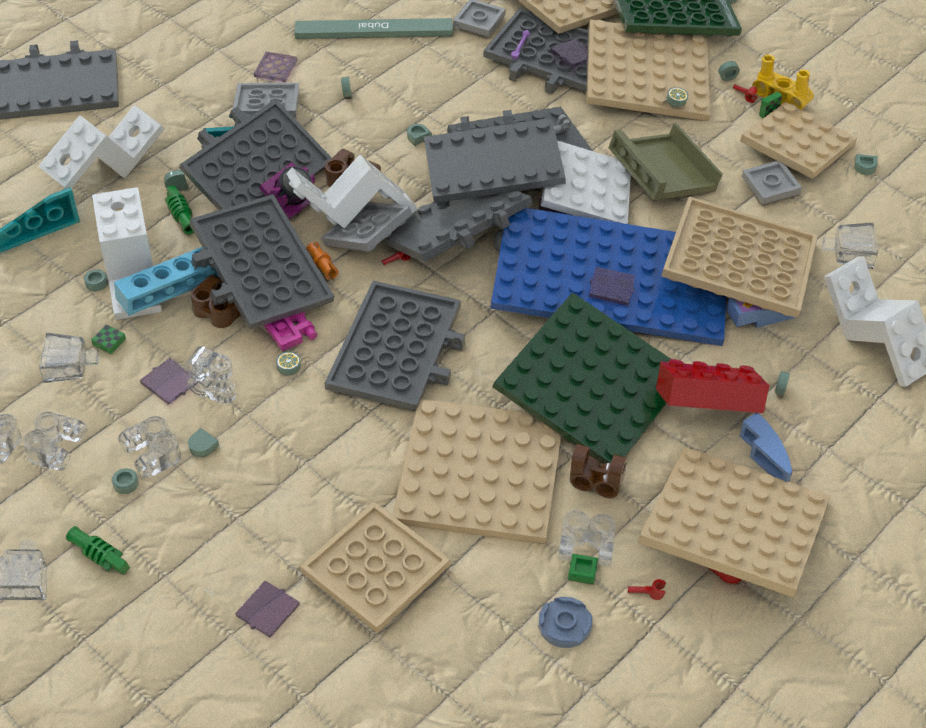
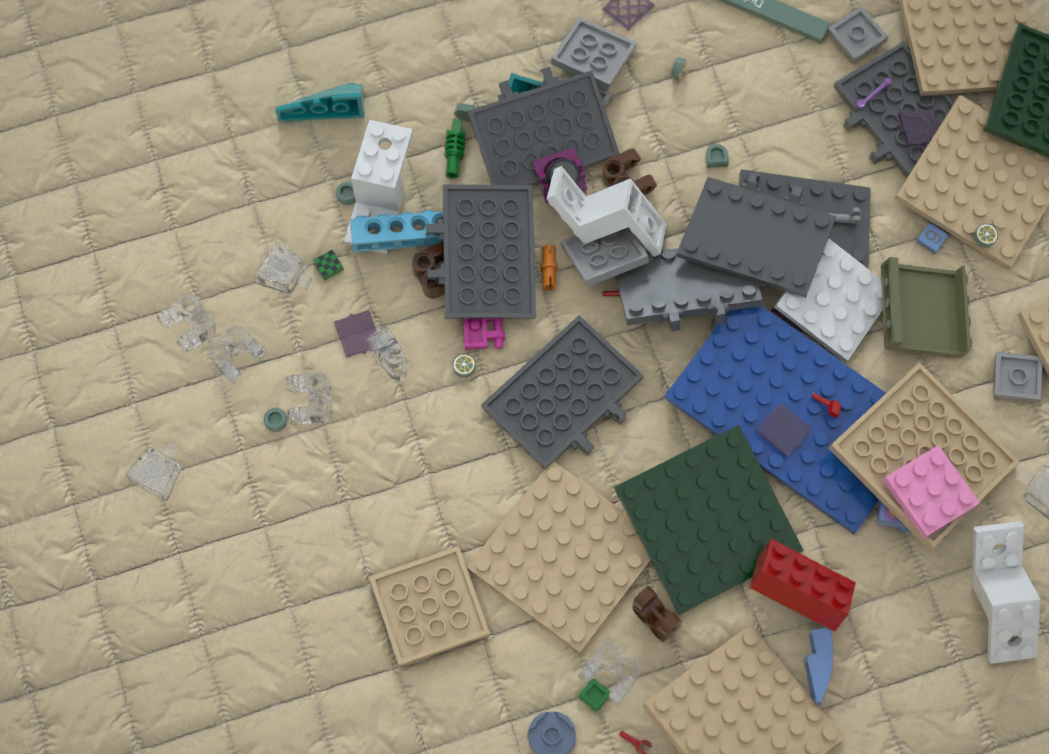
camera: 30 degrees right, 20 degrees up
(86, 143) = (413, 51): white bracket -> none
(98, 550) = (223, 479): green hinge -> none
(202, 443) = (352, 413): sand green tile -> none
(267, 609) = (327, 599): clear purple piece -> none
(634, 121) = (932, 238): none -> medium blue tile
(642, 252) = (834, 407): none -> red hand
(768, 273) = (931, 491): none -> bright pink plate
(782, 383) = (877, 605): sand green tile -> none

